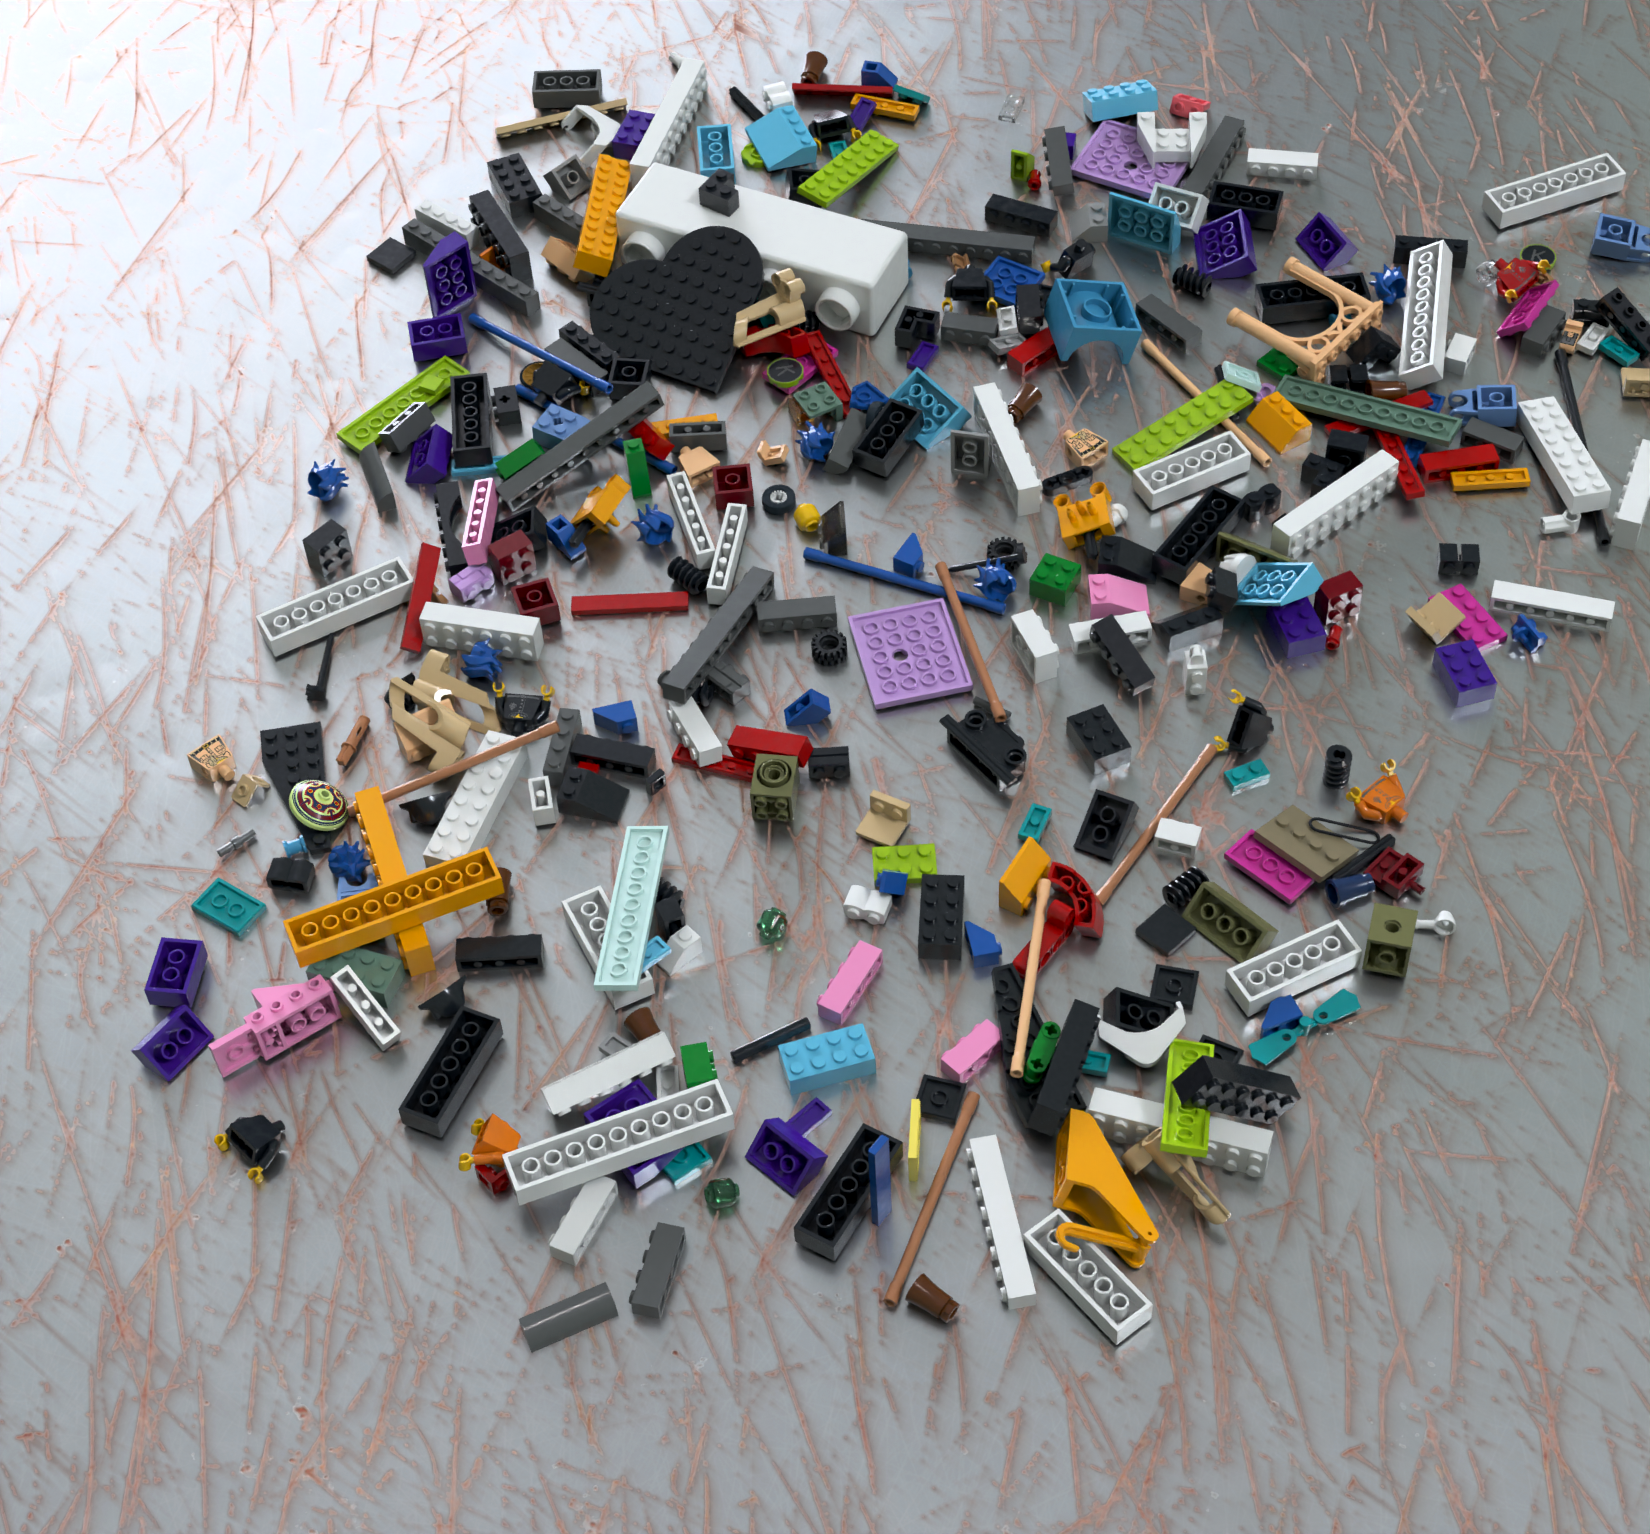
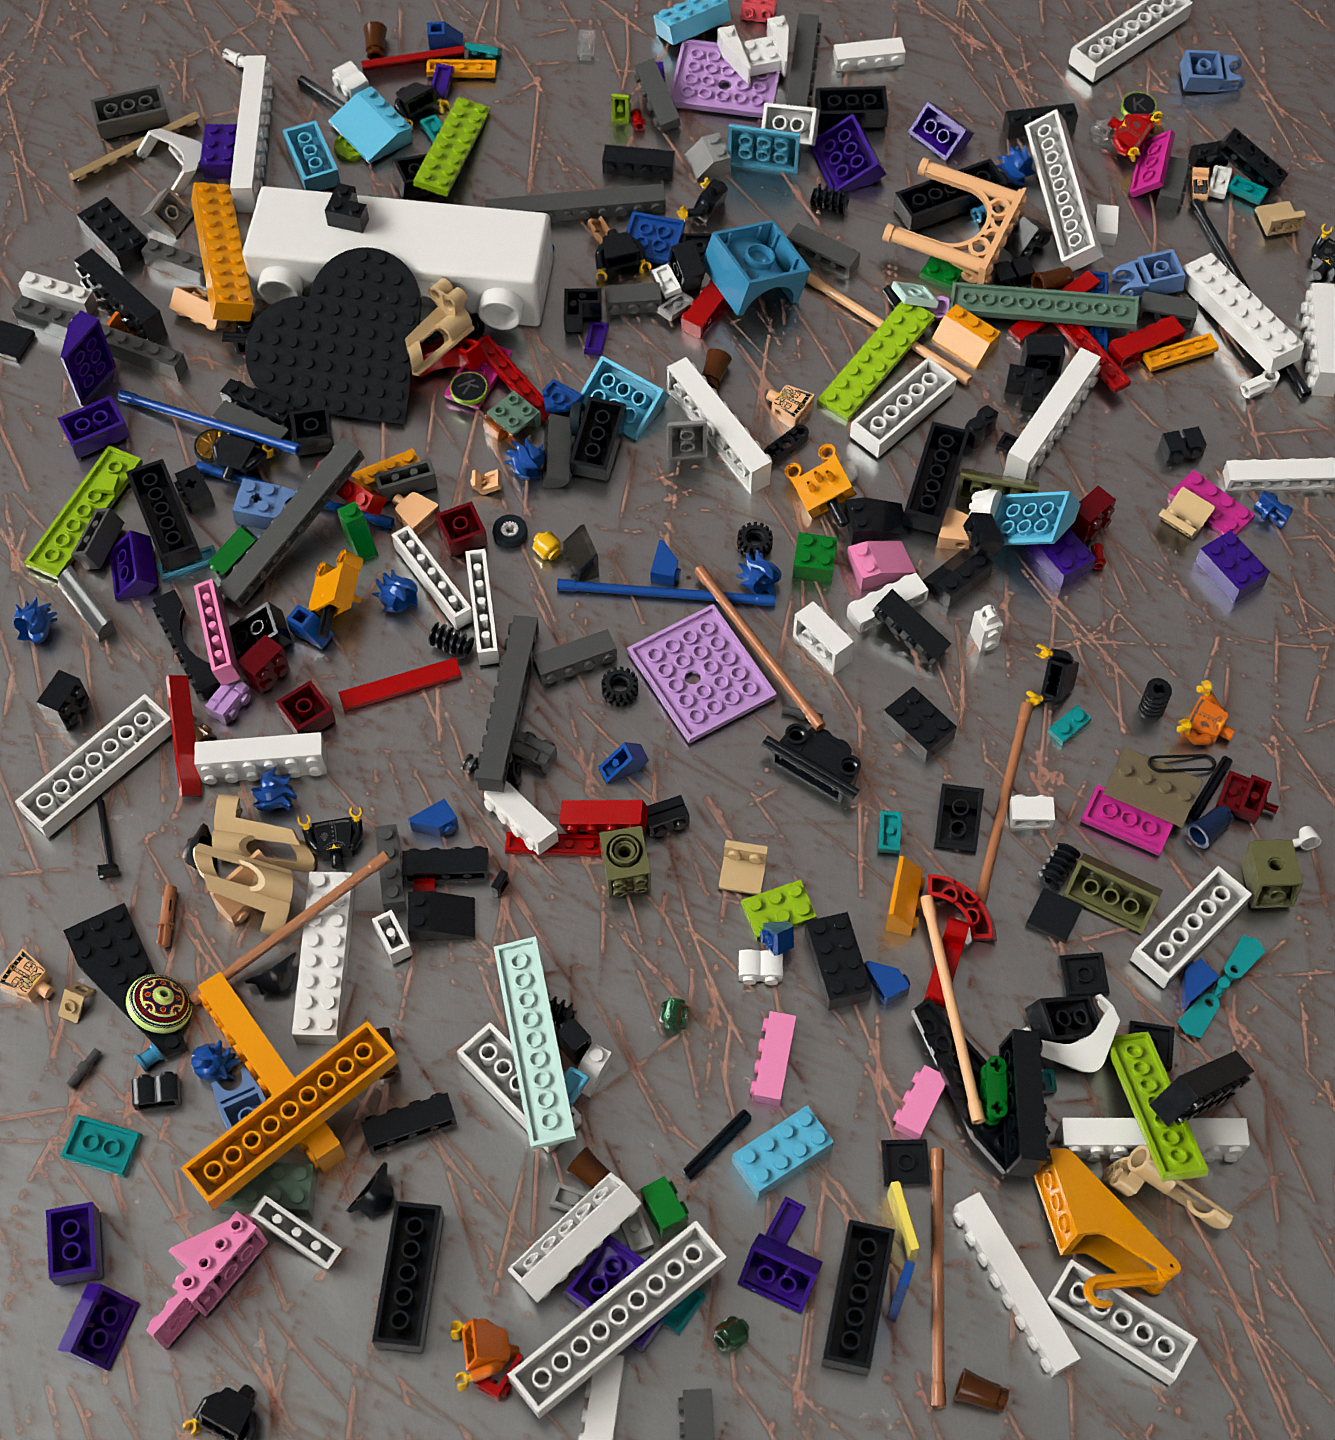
camera: 20 degrees left, 10 degrees up
(1021, 556) = (775, 543): black piece -> none

